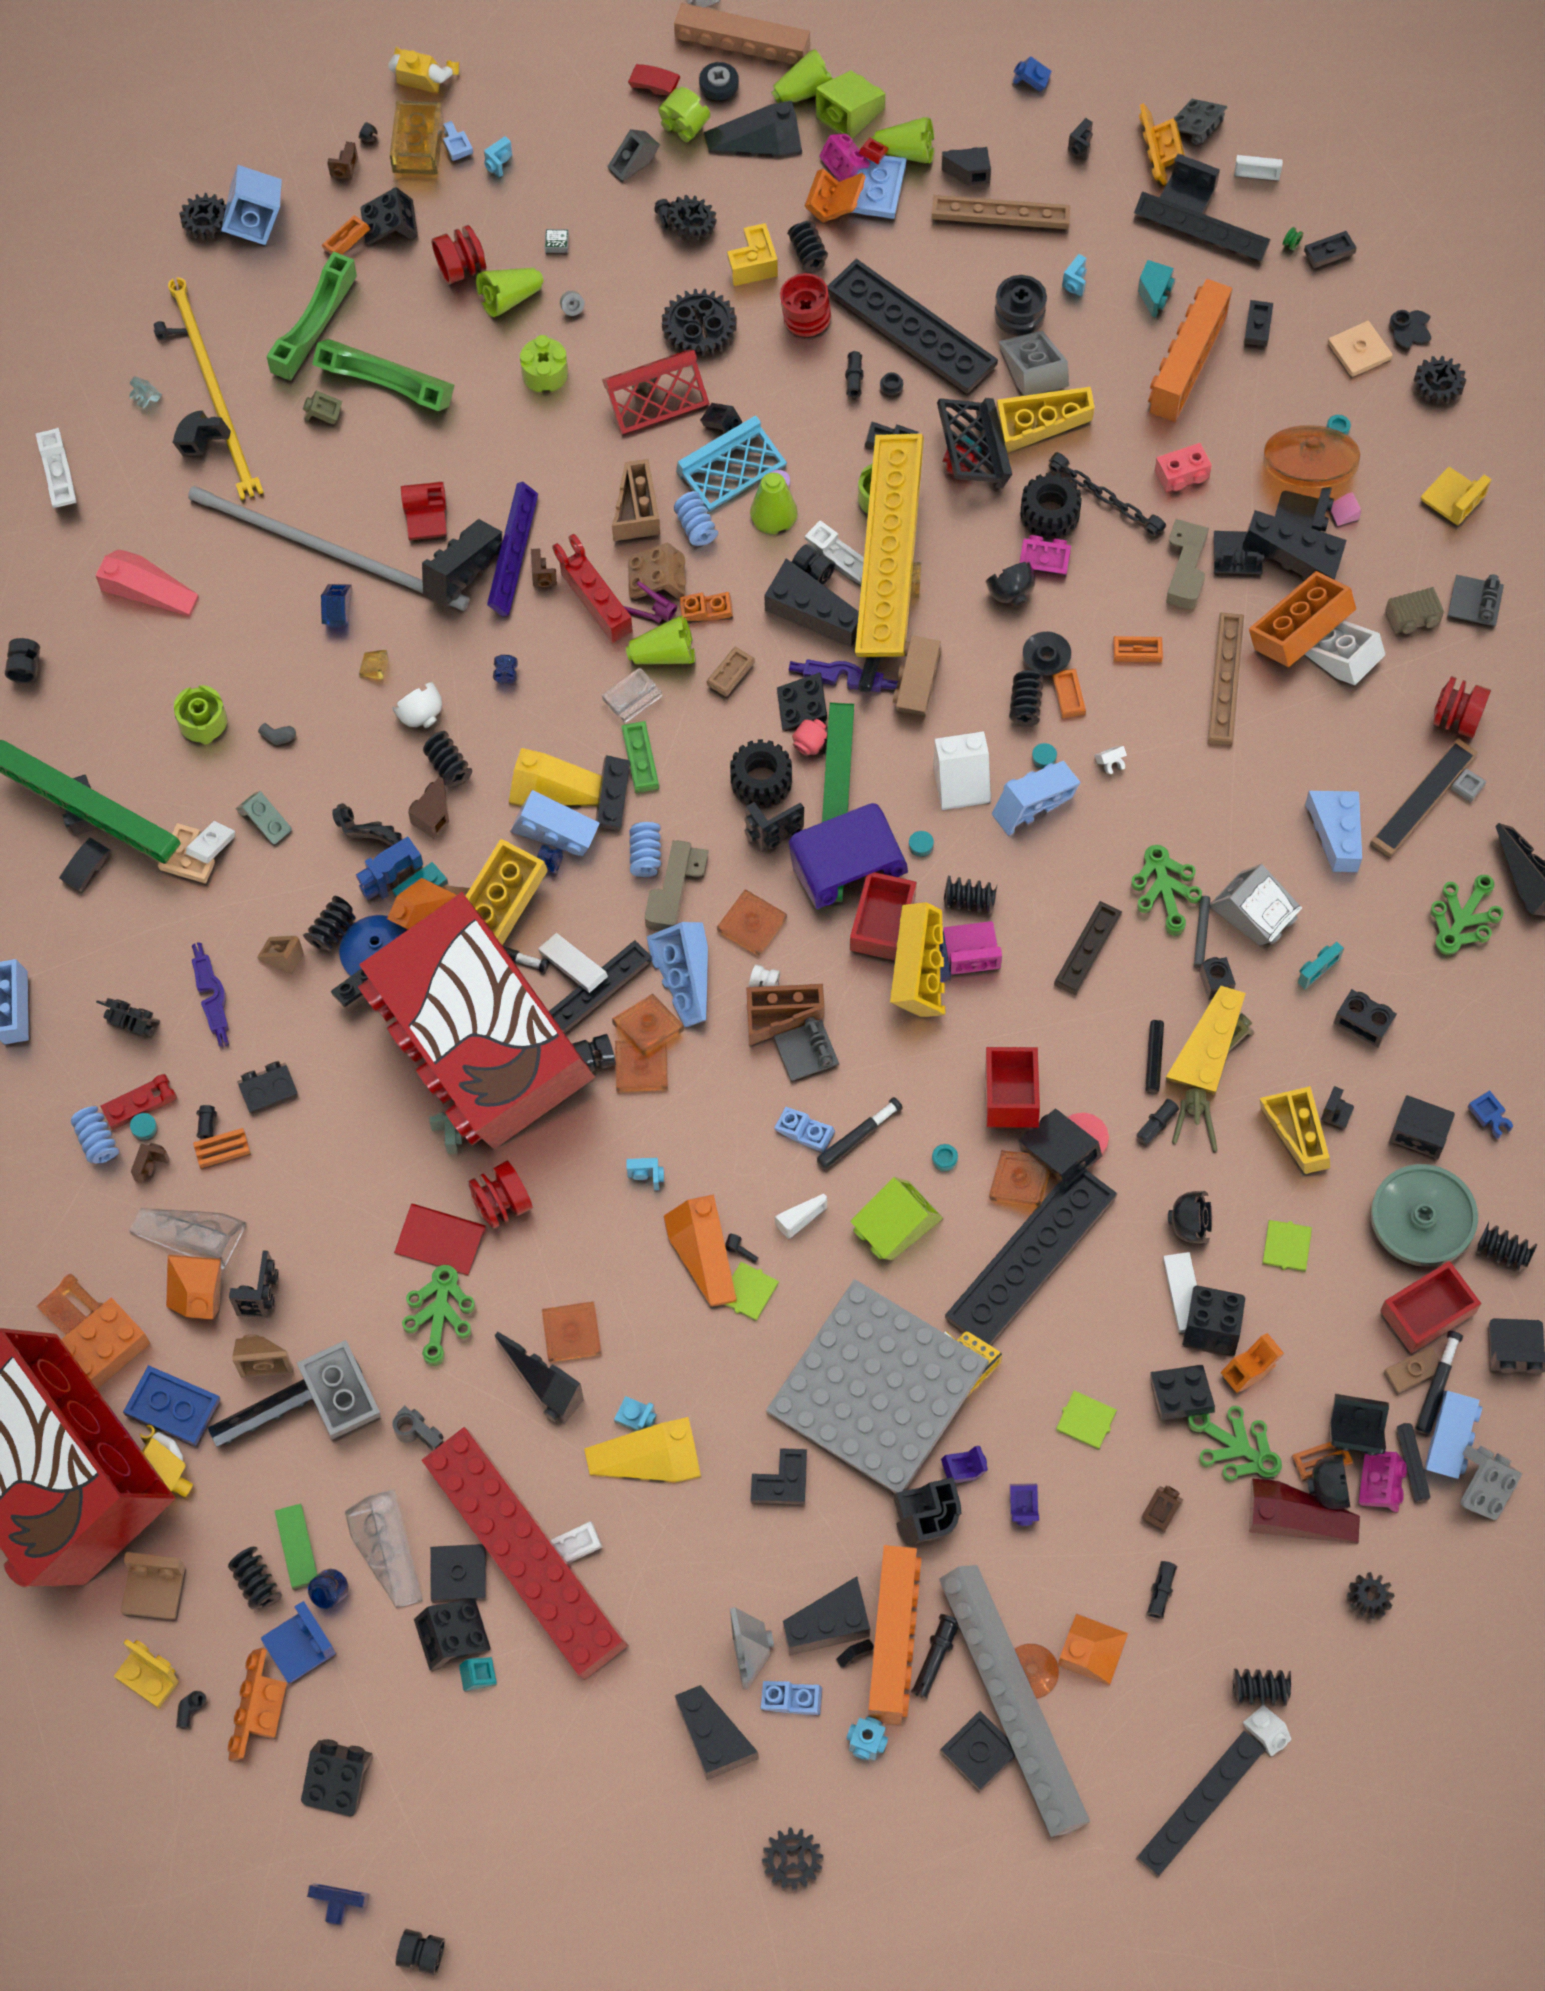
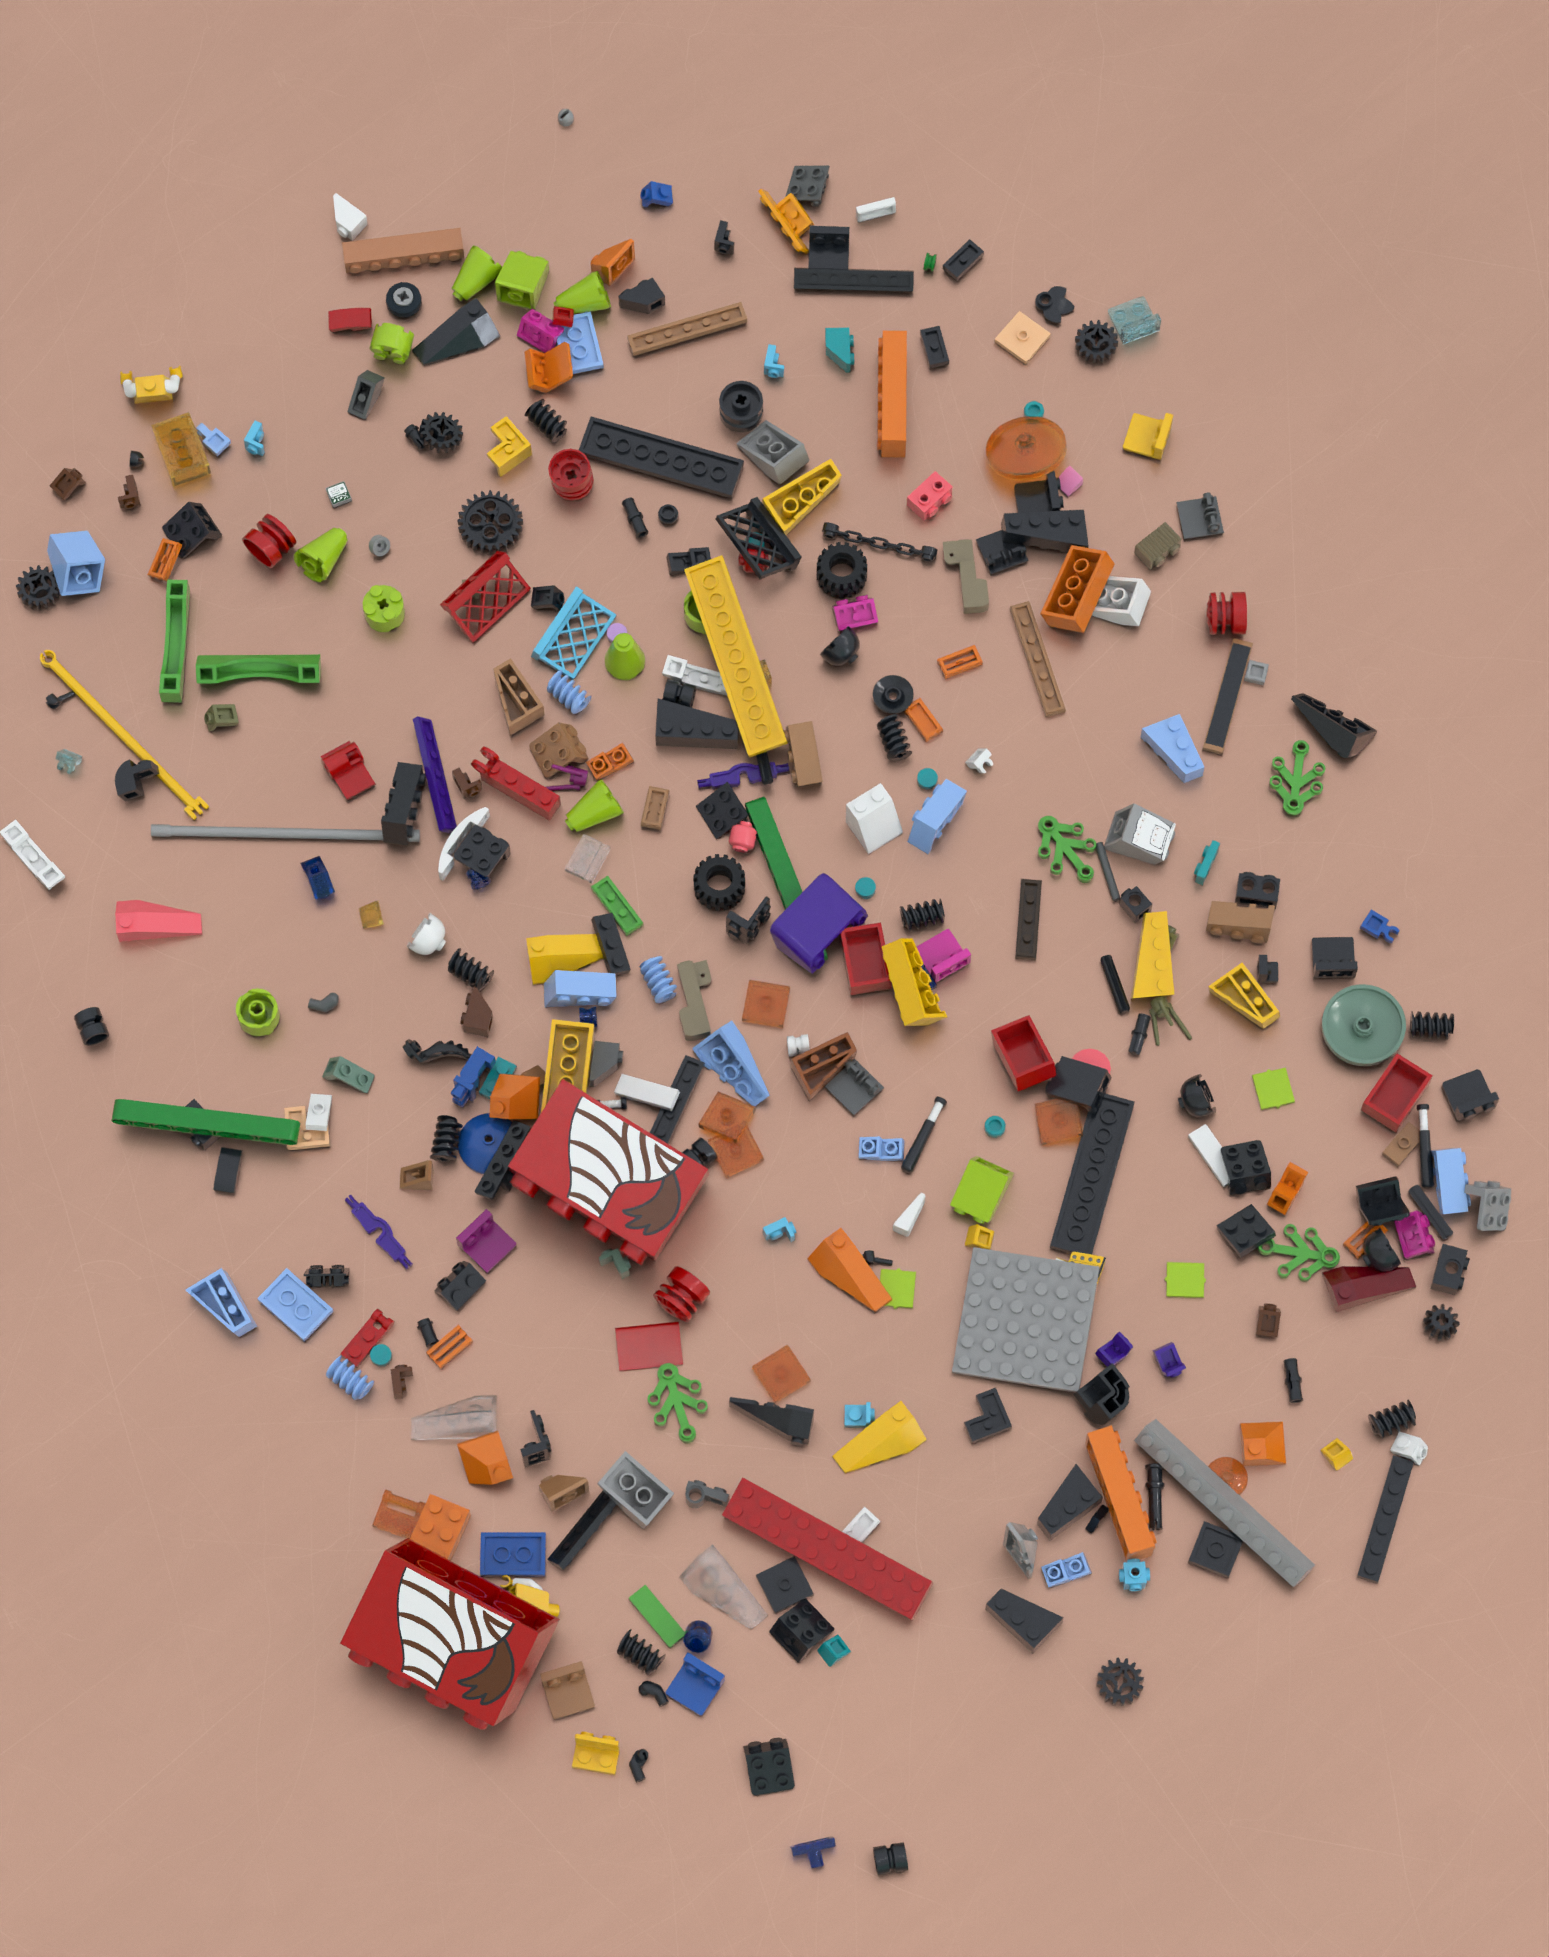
camera: 25 degrees left, 5 degrees up
(80, 1034) = (295, 1304): none -> light blue plate
(251, 1629) = (654, 1689): none -> black arm
(258, 1706) = (687, 1740): orange bracket -> none
(287, 128) = (67, 482): none -> reddish brown bracket
(317, 1049) = (485, 1241): none -> magenta bracket
(521, 641) = (482, 851): none -> black bracket
(531, 610) = (446, 860): none -> white slope
(542, 912) = (604, 1061): none -> dark grey slope
(870, 1272) = (979, 1237): none -> yellow slope
(956, 119) = (613, 261): none -> orange slope
(1177, 1700) = (1337, 1454): none -> yellow slope
(1330, 1043) = (1240, 922): none -> medium nougat wedge
(1411, 1523) = (1445, 1281): none -> black brick
(1492, 374) = (1134, 319): none -> clear light blue bracket

